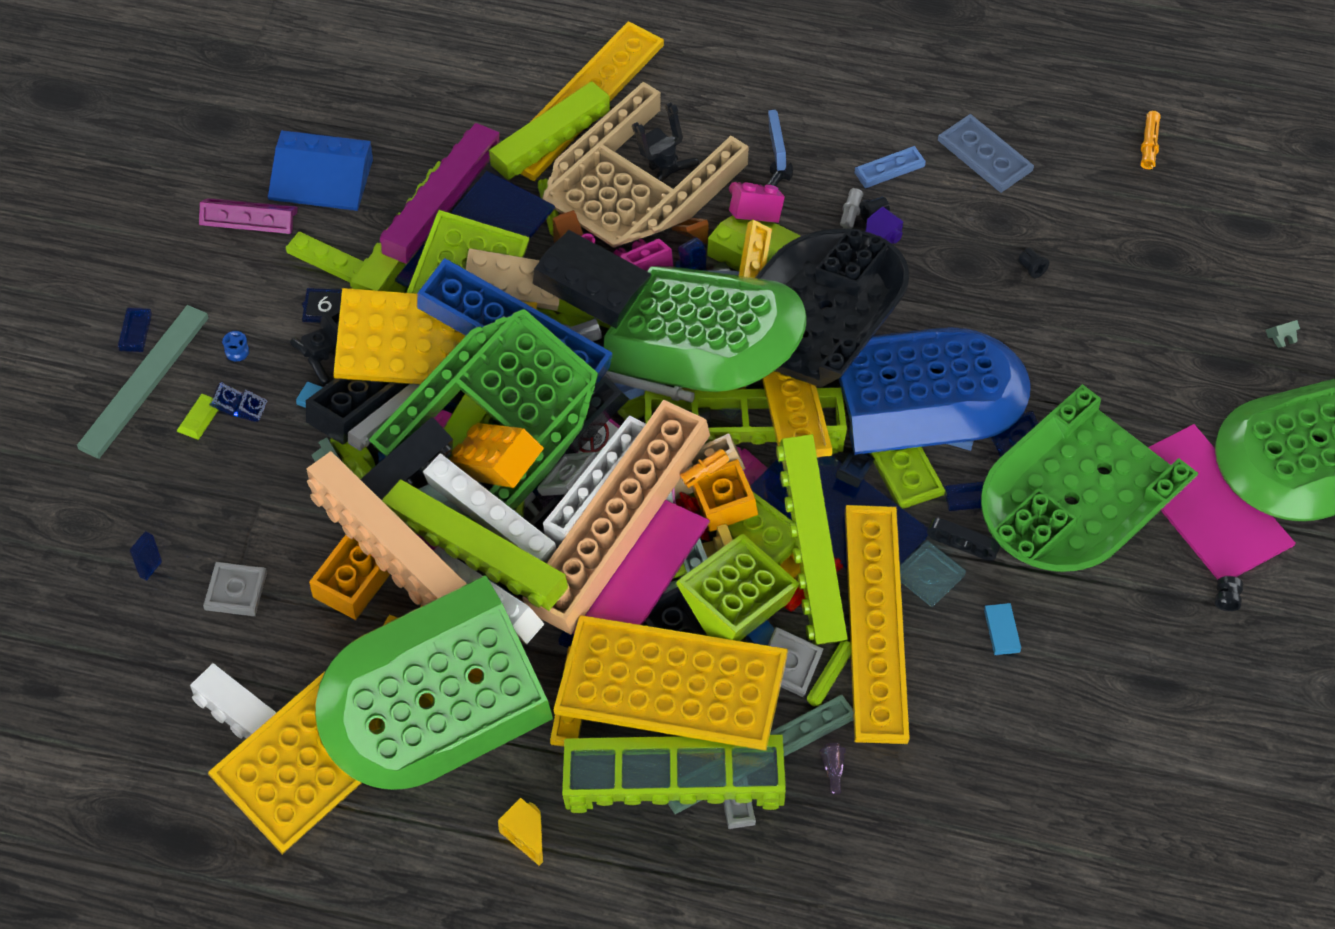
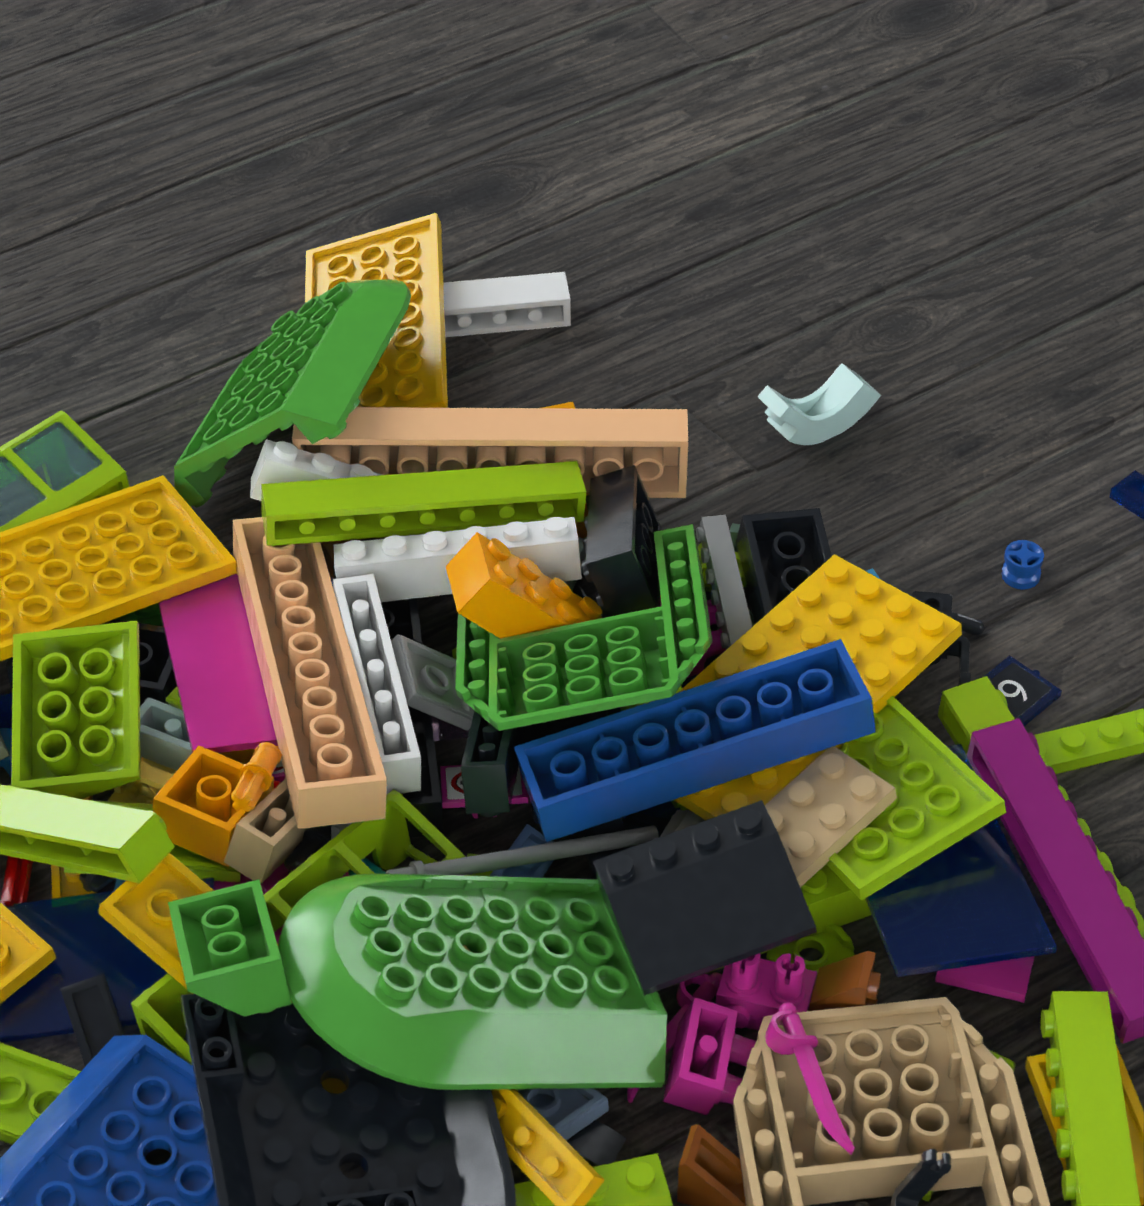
camera: 135 degrees right, 10 degrees down
(142, 382) = (1058, 472): sand green tile -> none
(145, 555) = (769, 320): clear blue tile -> none
(196, 494) = (823, 413): none -> light aqua arch
(198, 418) = (945, 486): lime tile -> none
(235, 589) = (659, 384): light grey tile -> none
(242, 405) = (931, 519): clear blue slope -> none
(524, 829) = (95, 409): yellow slope -> none
(619, 219) = (802, 1045): none -> dark pink sword
(692, 255) = (648, 1120): clear blue leg -> none
(804, 373) = (230, 949): none -> bright green slope

